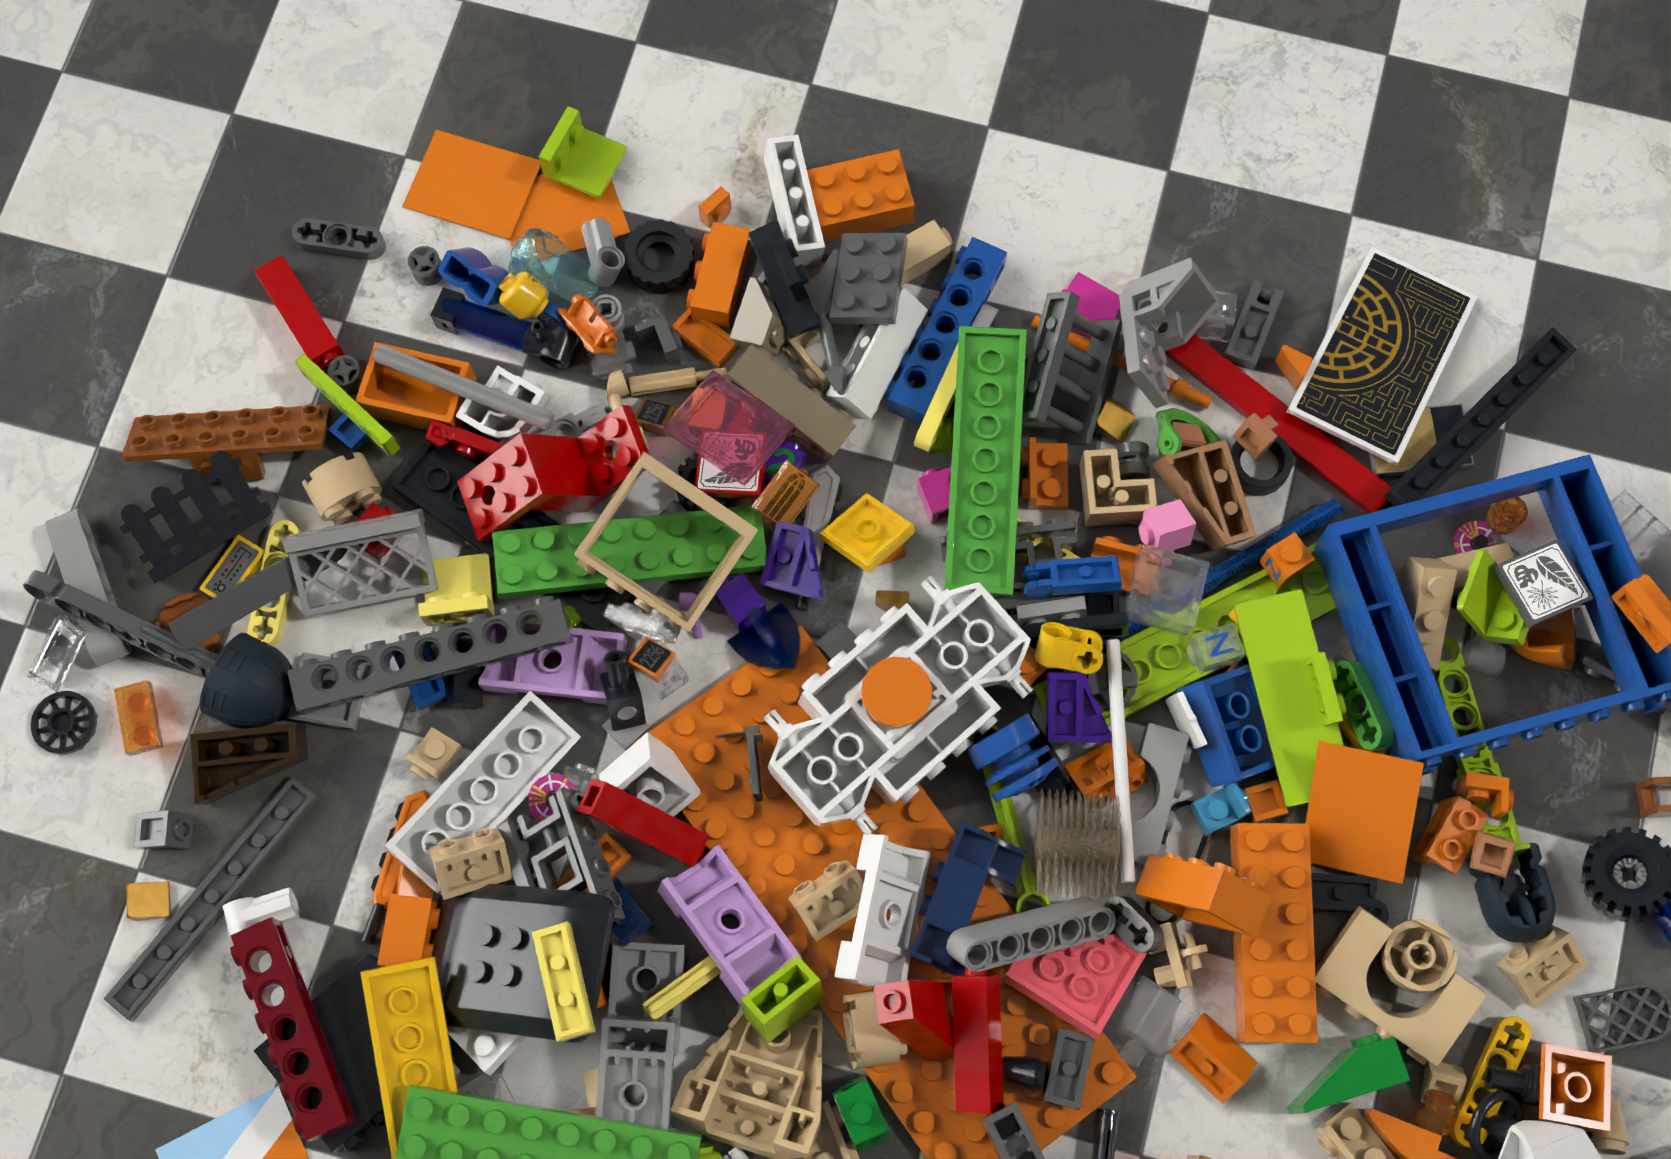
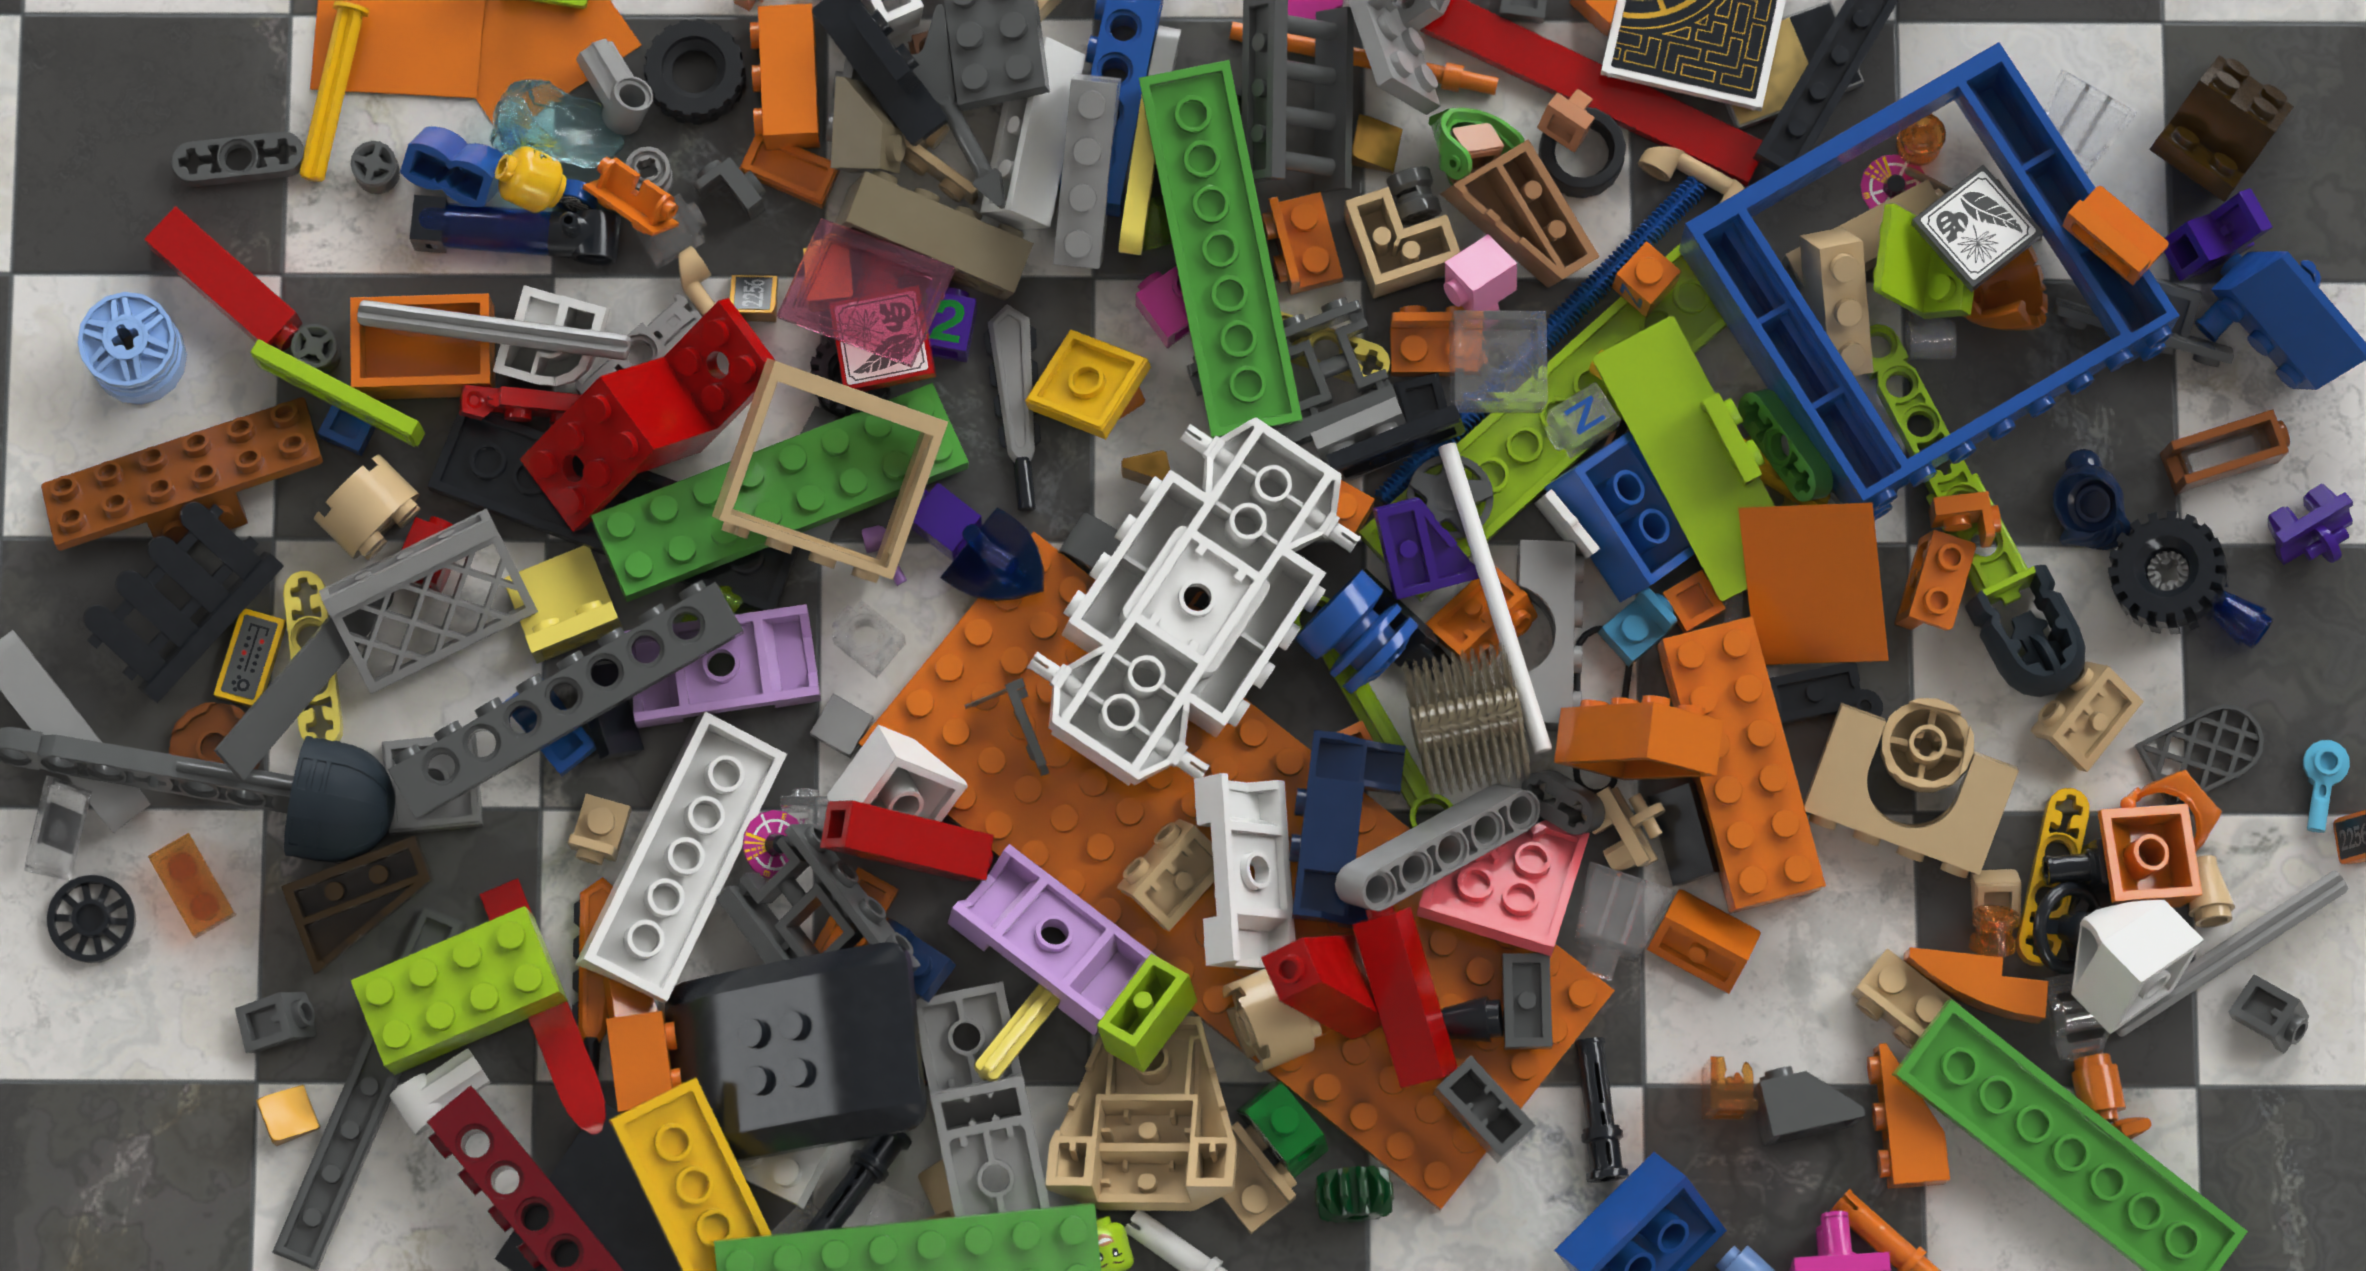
camera: 20 degrees left, 5 degrees up
(221, 340) = (150, 366): none -> light blue wheel
(292, 844) = (459, 990): none -> lime brick
(353, 873) = (558, 1035): none -> red piece
(414, 209) = (331, 90): none -> yellow axle
(470, 862) = (700, 950): tan bracket -> none
(547, 1057) = (867, 1168): none -> black pin
(563, 982) = (875, 1058): light yellow tile -> none
(621, 691) = (826, 680): black bracket -> none
(636, 624) = (815, 586): clear wing -> none
(651, 659) = (854, 628): slope -> none
(669, 380) = (762, 241): tan axle -> none
(786, 494) = (966, 363): clear orange piece -> none
(793, 562) = (1000, 450): dark purple wing -> none
(896, 692) = (1188, 588): orange tile -> none
(916, 348) = (1086, 171): none -> light grey arch
(1067, 647) = (1390, 470): yellow piece -> none
(1072, 576) = (1374, 375): blue hinge -> none
(1218, 973) = (1685, 835): none -> black tile
(1316, 483) = (1663, 161): none -> tan bar
(1364, 1068) = (1889, 903): green slope -> none
(1492, 853) = (1988, 592): nougat slope -> none
(1578, 807) = (2089, 503): none -> dark blue hair
(1612, 1045) = (2185, 788): none -> orange helmet

